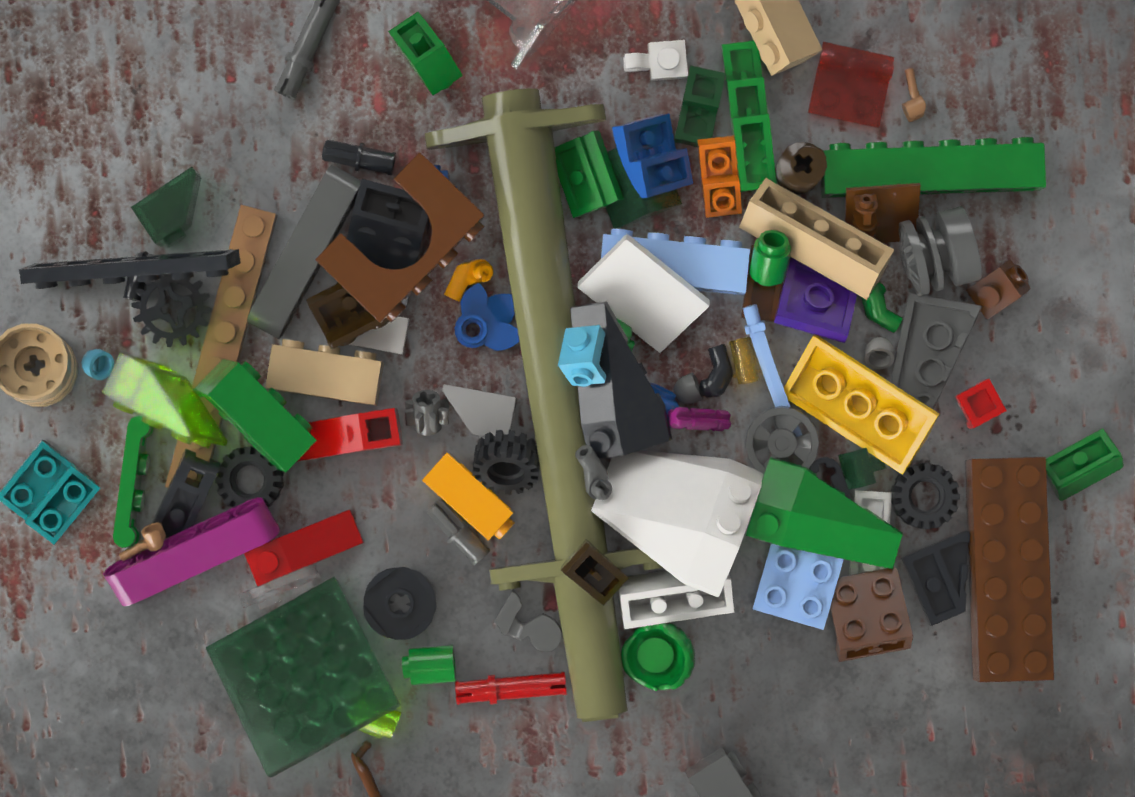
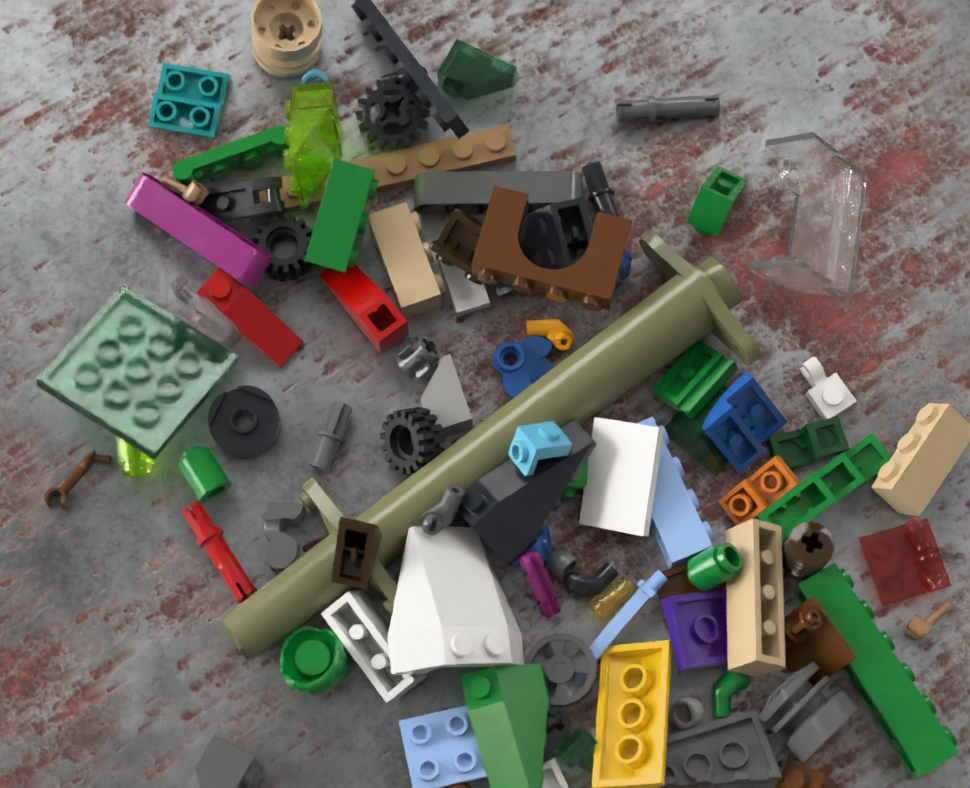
camera: 55 degrees right, 15 degrees down
(469, 497) = (359, 439): light orange window -> none

